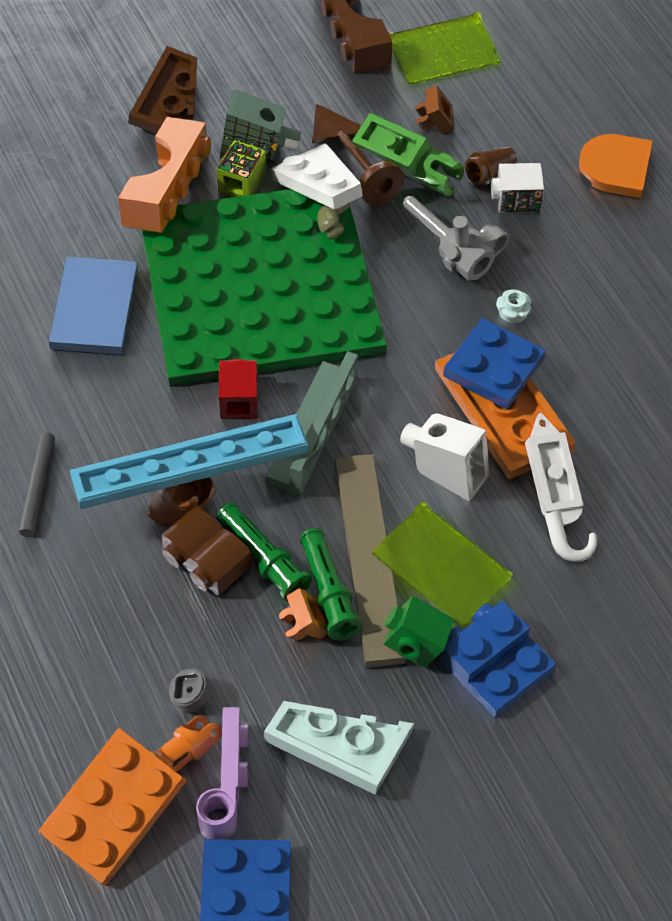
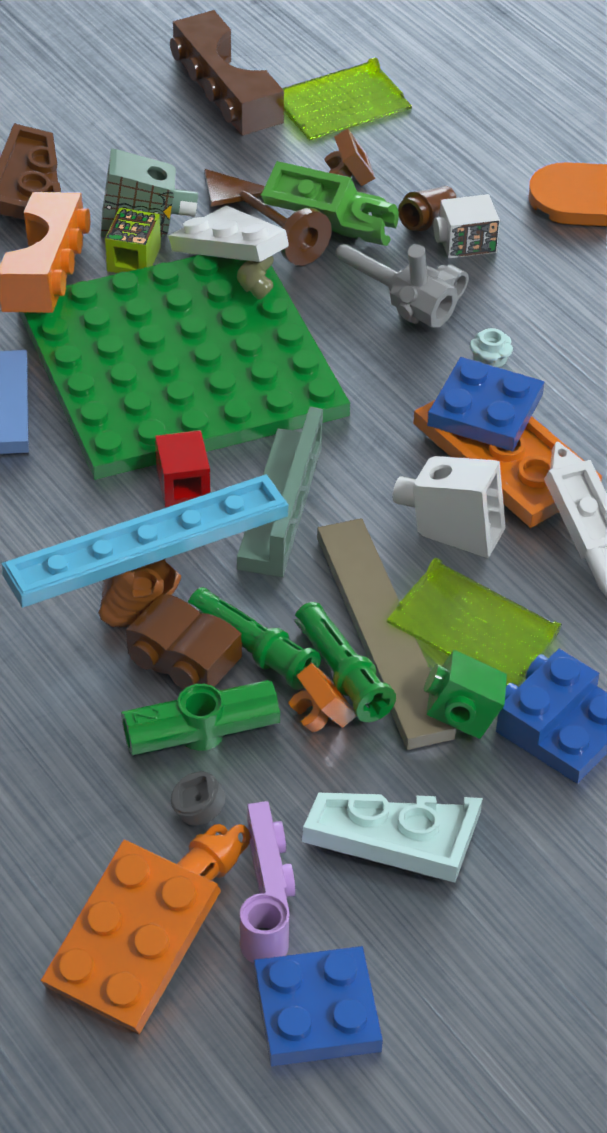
camera: 10 degrees left, 10 degrees down
(181, 621) = (200, 717): none -> green piece

